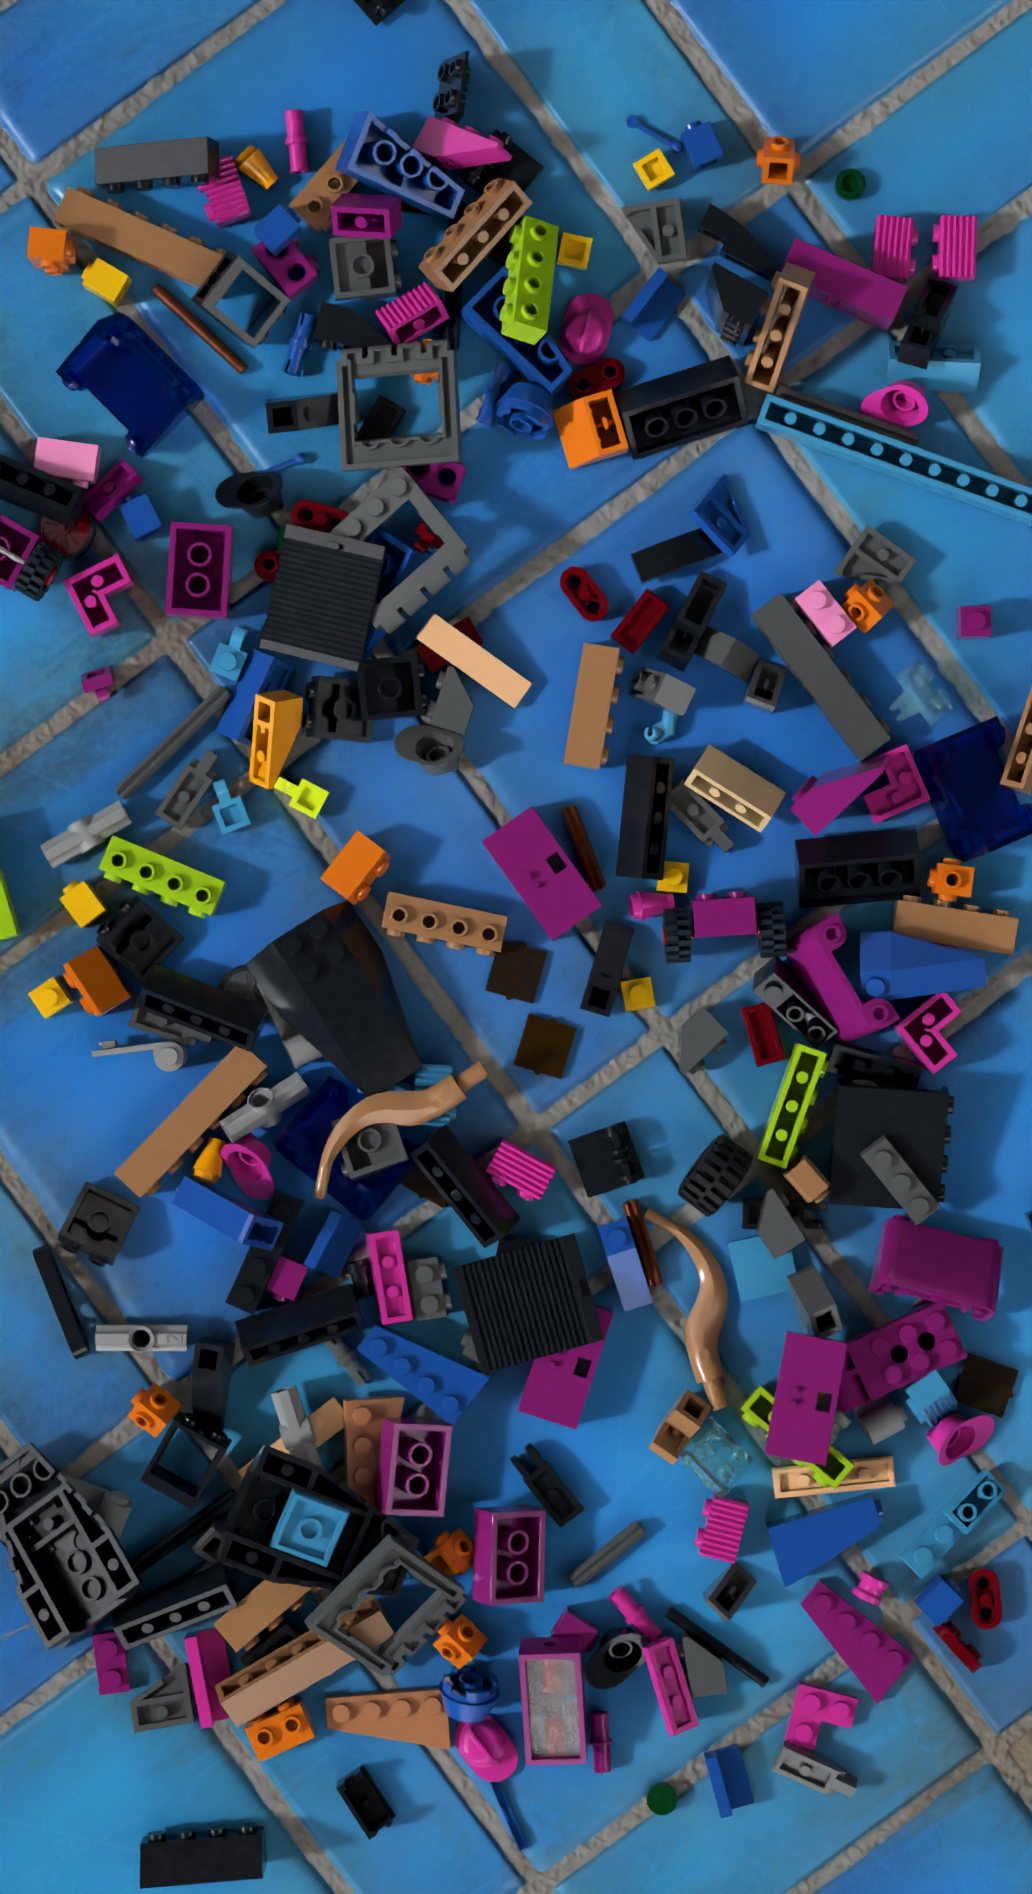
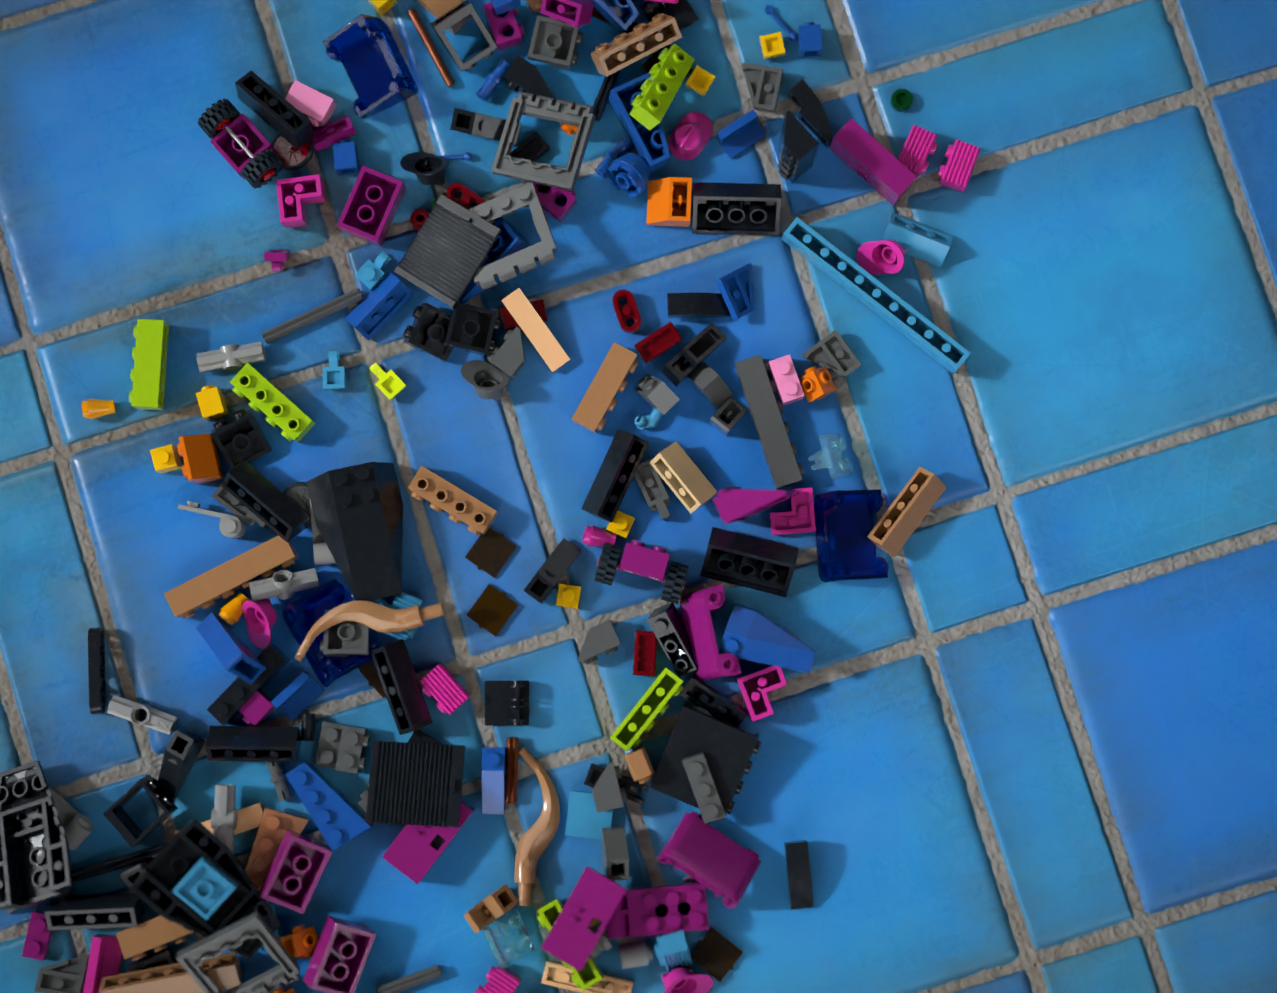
camera: 20 degrees right, 5 degrees down
(98, 1225) = (140, 626): black plate -> none
(153, 1409) = (131, 767): orange brick -> none
(188, 790) = (311, 351): dark grey hinge -> none
(274, 732) = (383, 330): light orange slope -> none
(356, 868) = (405, 442): orange brick -> none
(388, 1276) = (327, 731): dark pink panel -> none
(412, 314) = (576, 84): dark pink brick -> none
(427, 538) = (532, 236): dark red plate -> none
(541, 873) = (530, 490): magenta brick -> none
(548, 1488) = (385, 919): black hinge -> none
(583, 848) = (566, 483): copper axle -> none
(596, 378) = (685, 169): dark red plate -> none
(715, 1175) = (576, 739): black tyre -> none
(778, 160) = (858, 66): orange brick -> none
(779, 327) = (820, 174): medium nougat brick -> none
(850, 416) = (850, 253): dark grey axle -> none
(927, 324) = (922, 208): black slope -> none
(954, 926) = (805, 626): medium nougat brick -> none
(961, 876) = (819, 591): orange brick -> none
(973, 622) = (886, 420): magenta brick -> none

